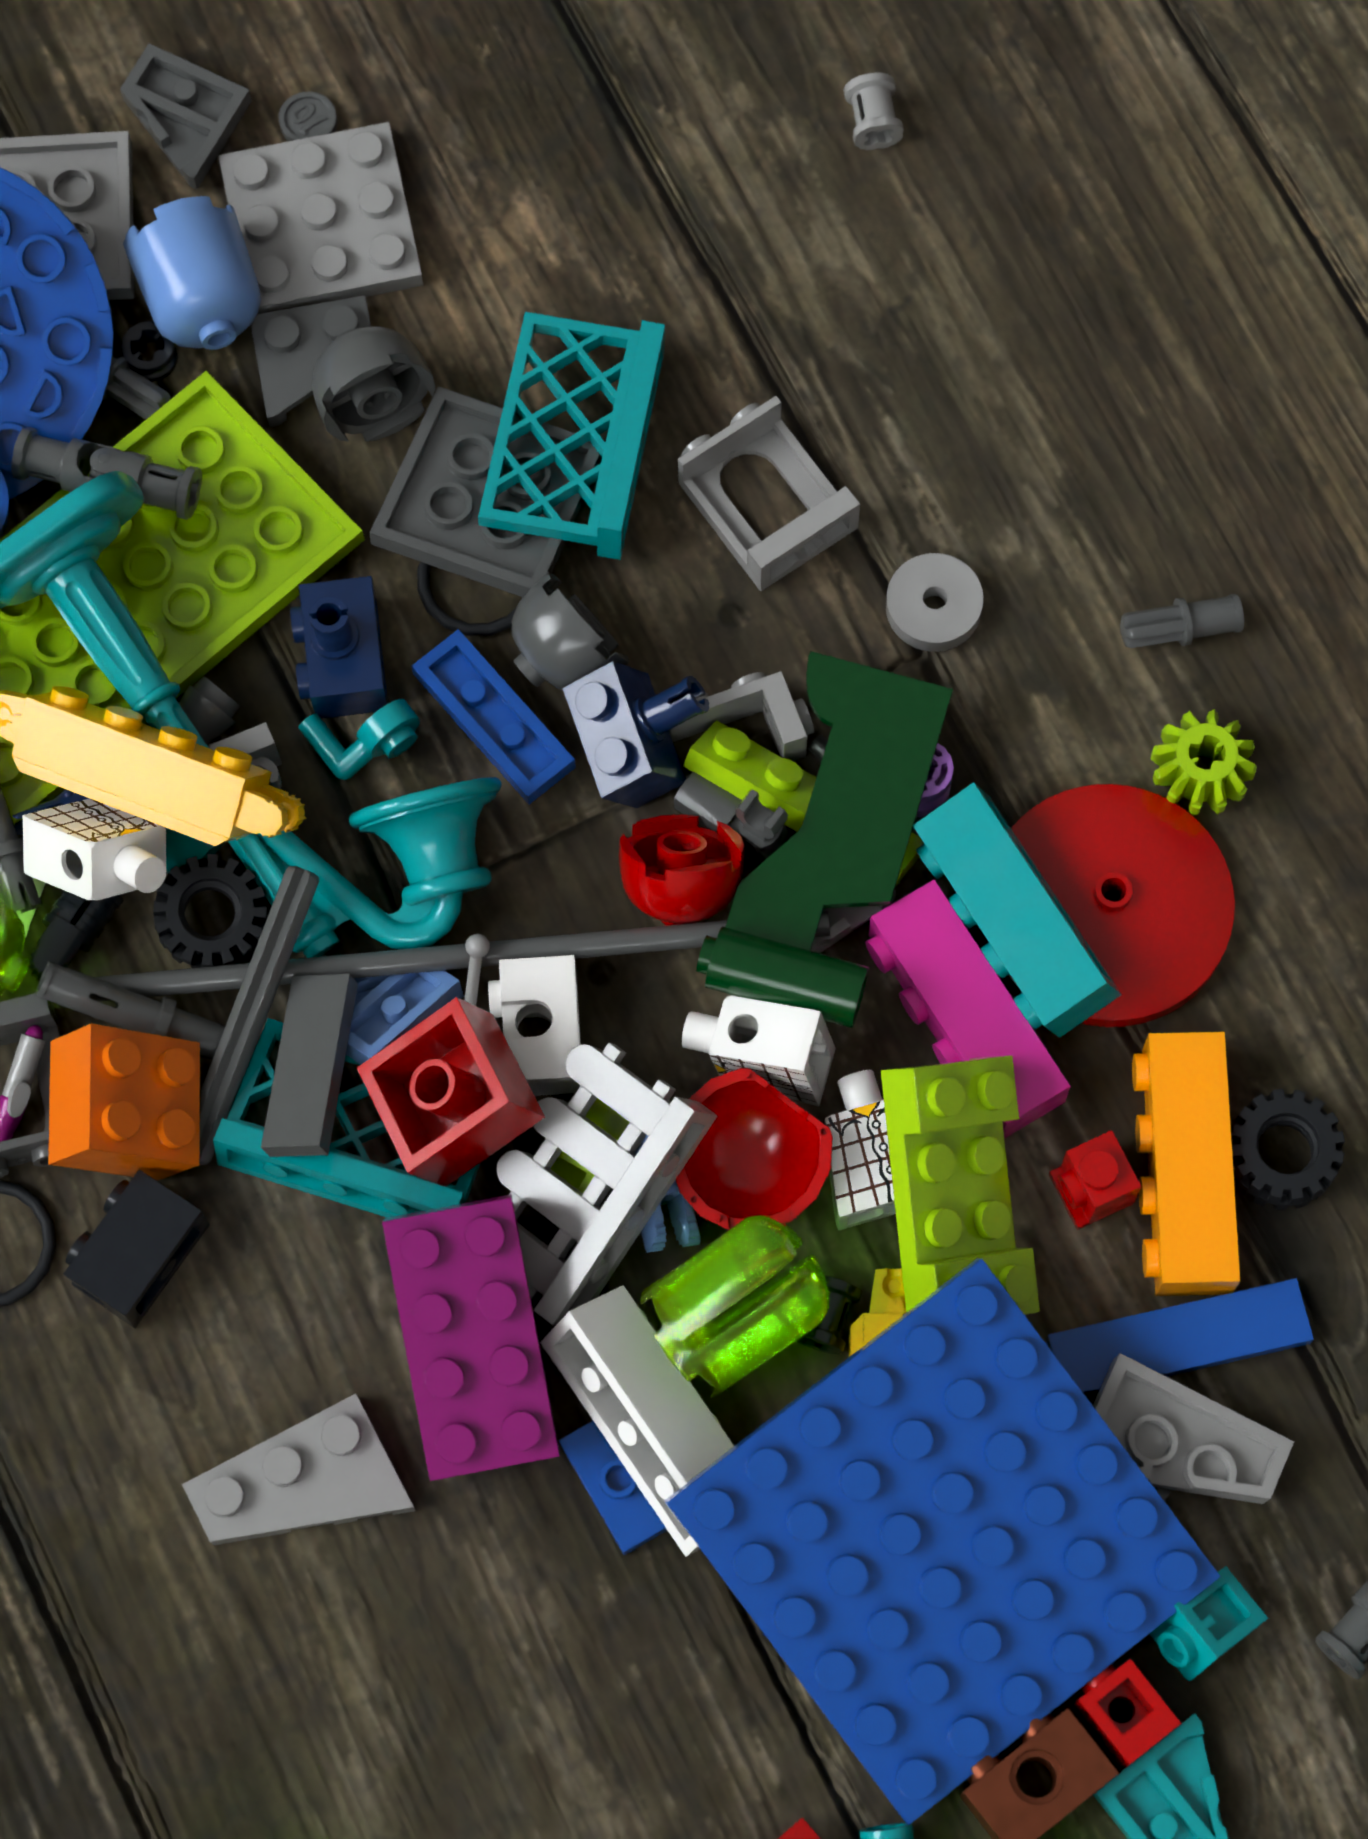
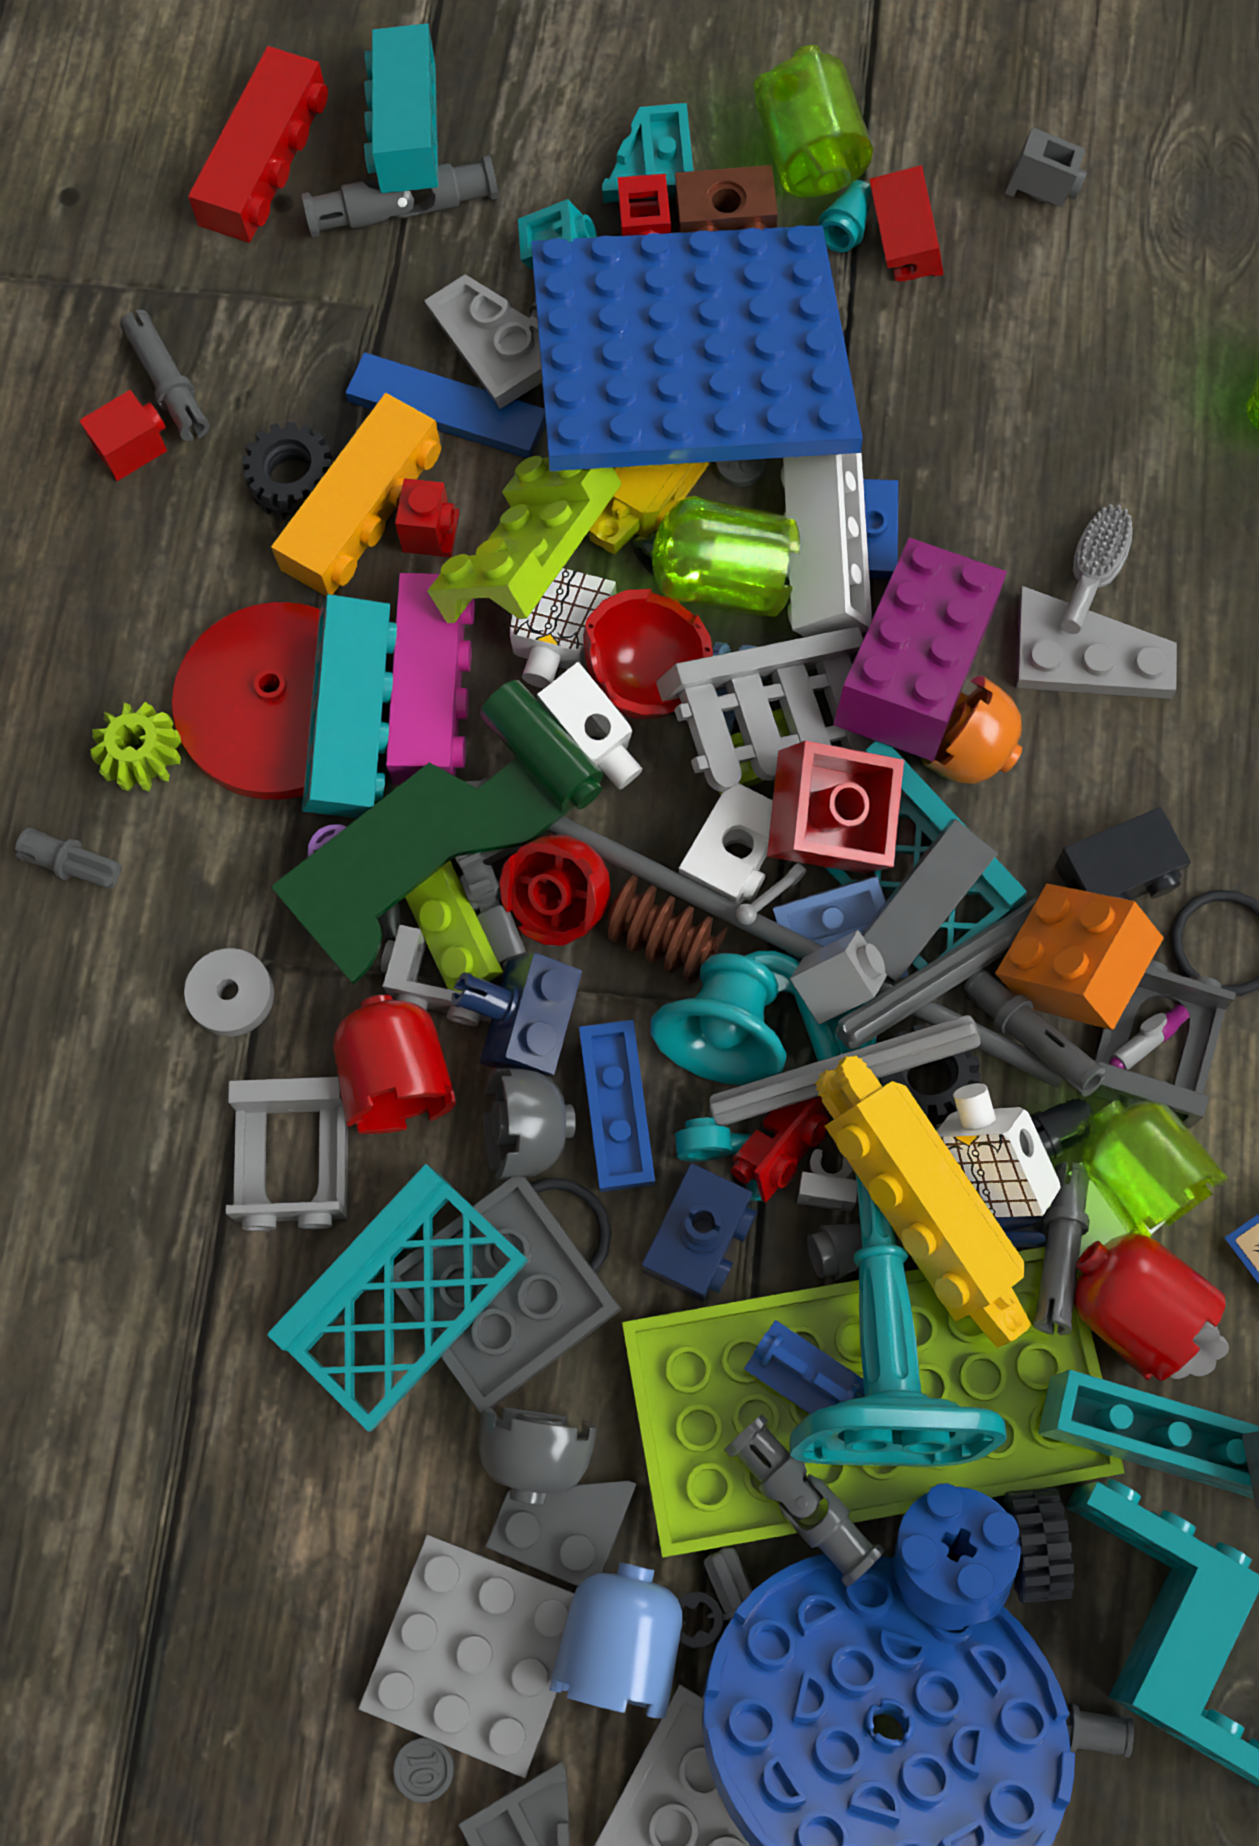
camera: 145 degrees left, 0 degrees up
(166, 575) = (802, 1371): none -> blue hinge
(279, 852) = (882, 1059): none -> light grey axle
(313, 748) = (776, 1159): none -> red hinge
(347, 933) = (839, 976): none -> light grey brick
(348, 1591) = (1097, 561): none -> light grey piece
(354, 1288) = (979, 736): none -> orange cylinder
(553, 897) = (662, 930): none -> copper piece
(722, 608) = (390, 1066): none -> red cylinder

